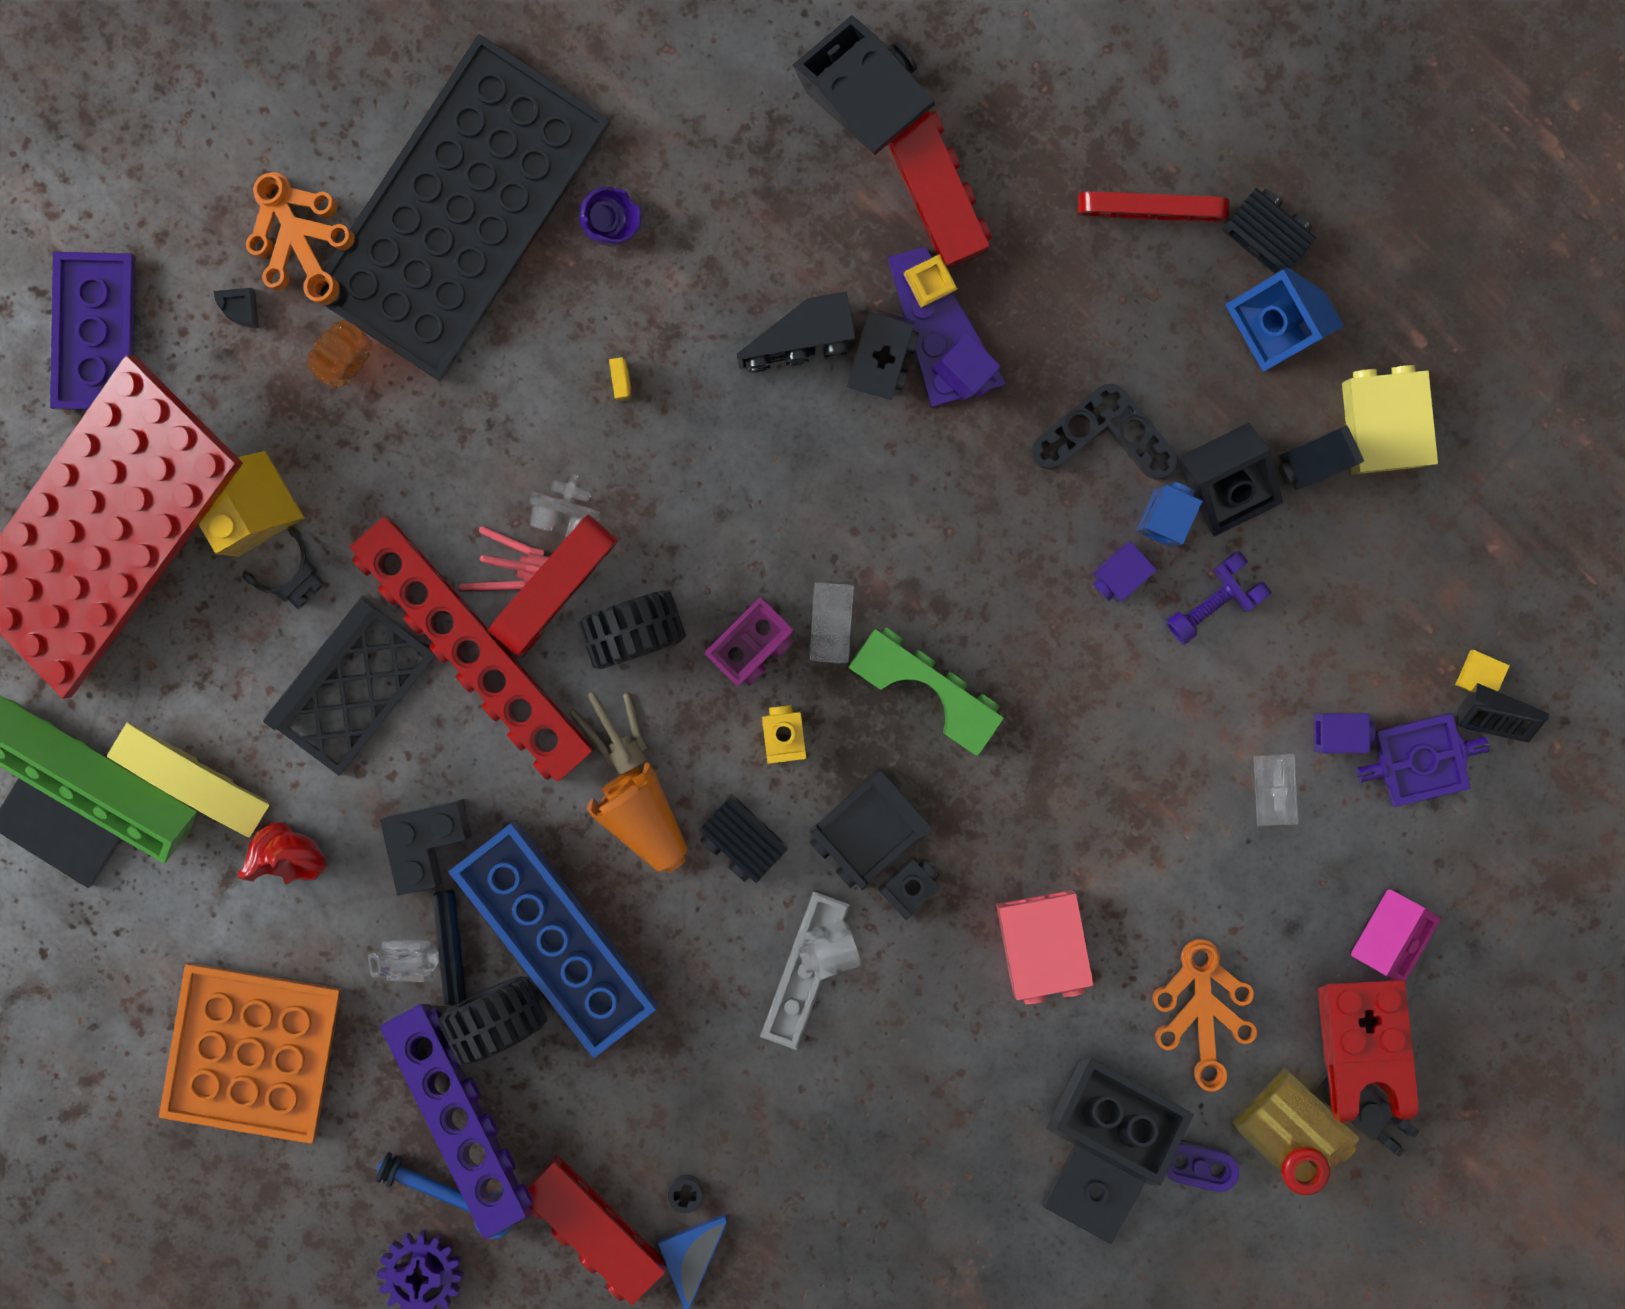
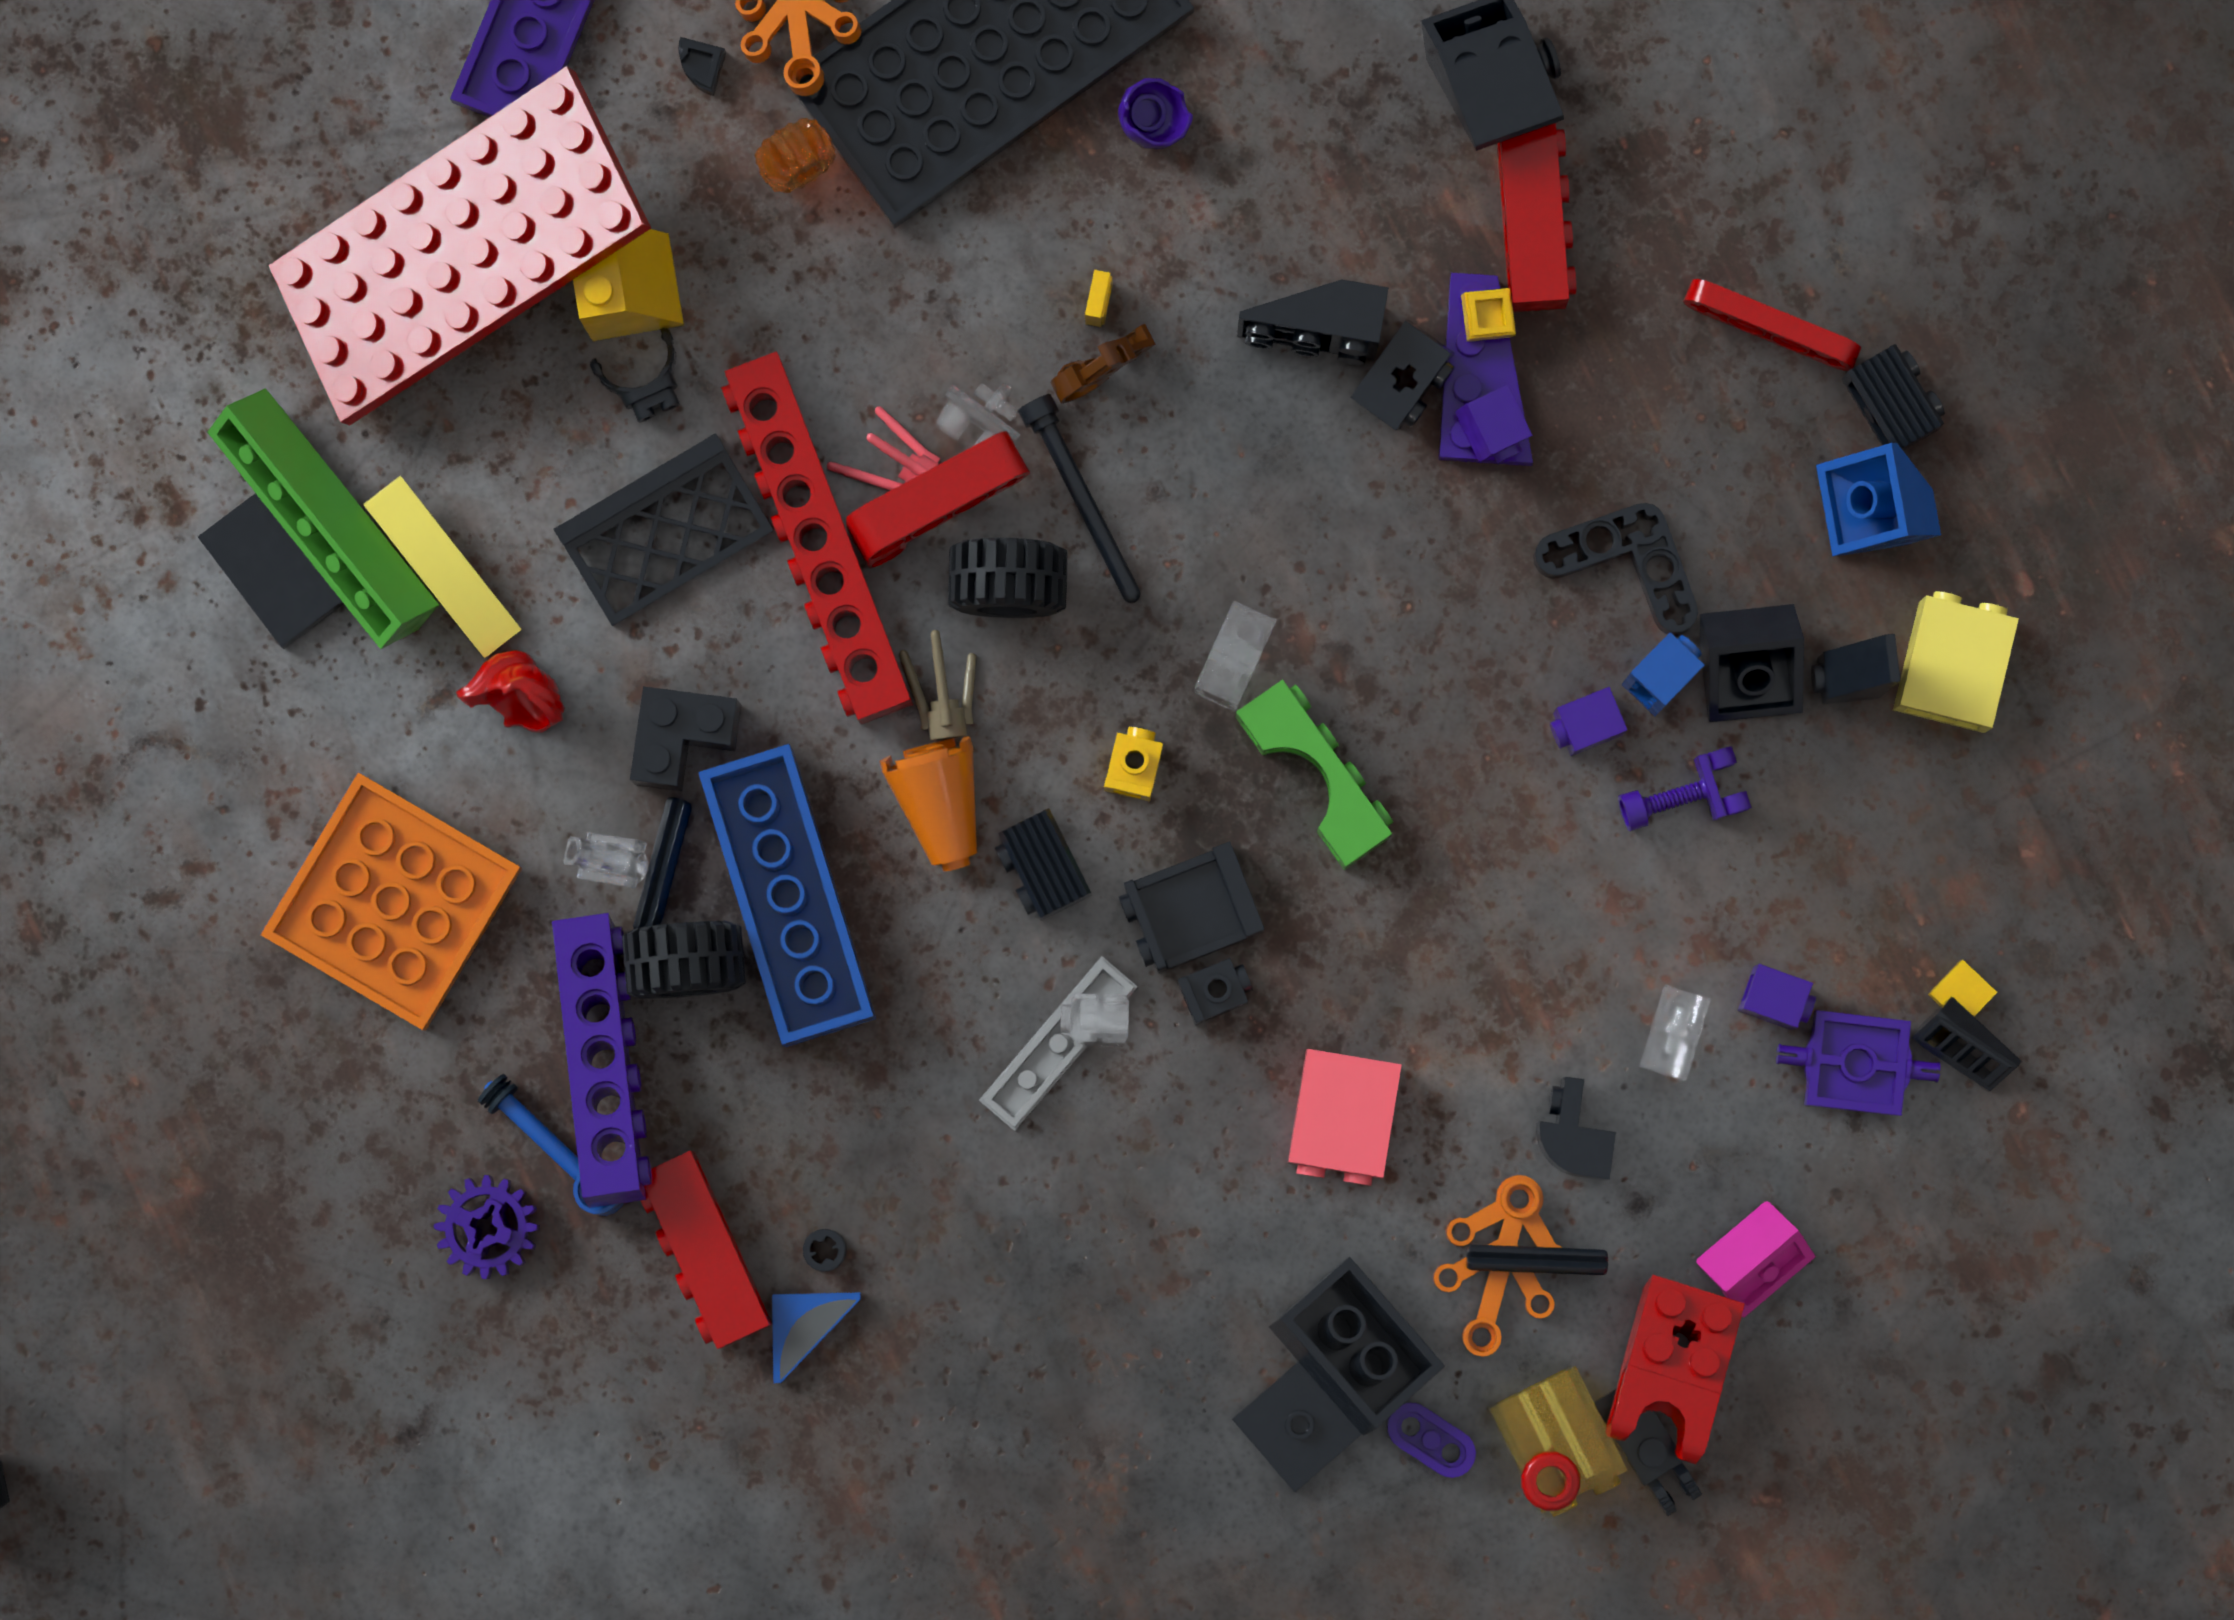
camera: 25 degrees right, 5 degrees down
(612, 490) = (1042, 418): none -> black piece
(648, 424) = (1083, 377): none -> reddish brown piece
(754, 646) = (1128, 632): magenta piece -> none
(1230, 905) = (1570, 1147): none -> black brick
(1232, 1002) = (1537, 1259): none -> black axle

